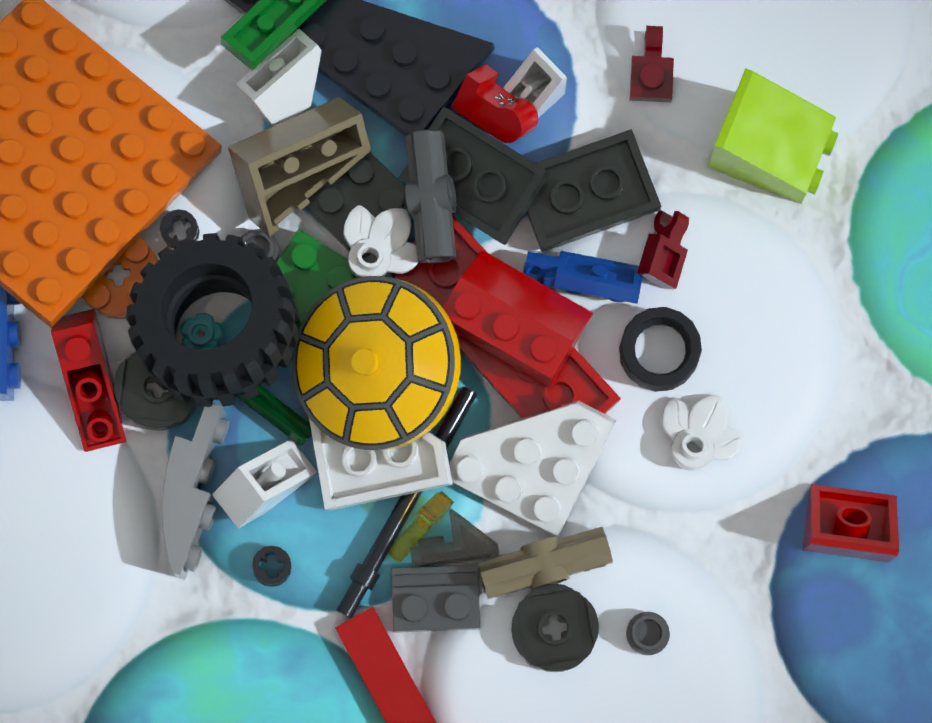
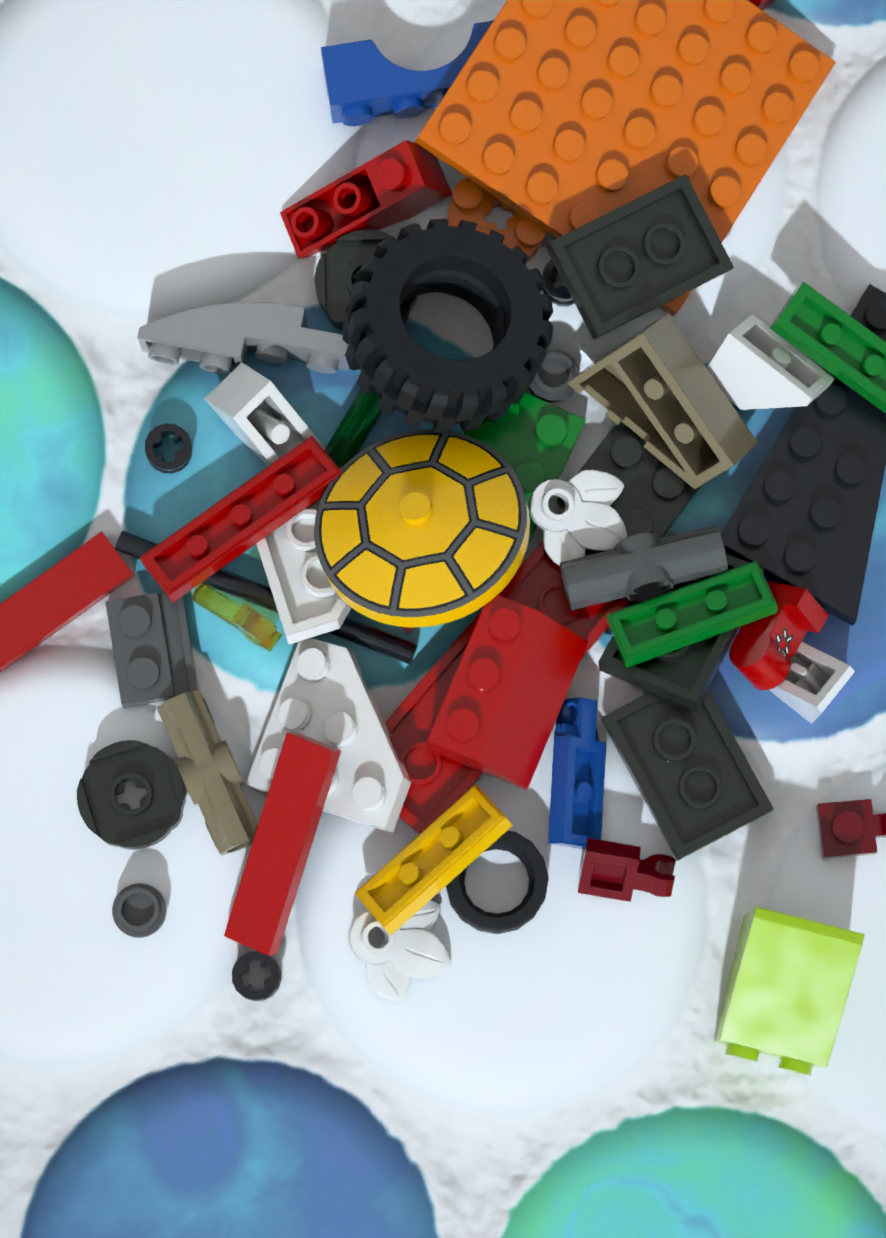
camera: 80 degrees right, 0 degrees up
(177, 163) = (639, 256): none -> pearl dark grey plate
(204, 322) = (439, 337): teal plate -> none
(344, 509) = (240, 519): none -> red tile
(467, 545) = (224, 671): clear smoke slope -> none
(473, 165) = (691, 614): none -> green tile
(612, 508) = (282, 843): none -> red tile
(640, 392) = (433, 859): none -> yellow tile
(702, 557) = (242, 967): none -> black bush
(851, 523) = (307, 1149): red slope -> none

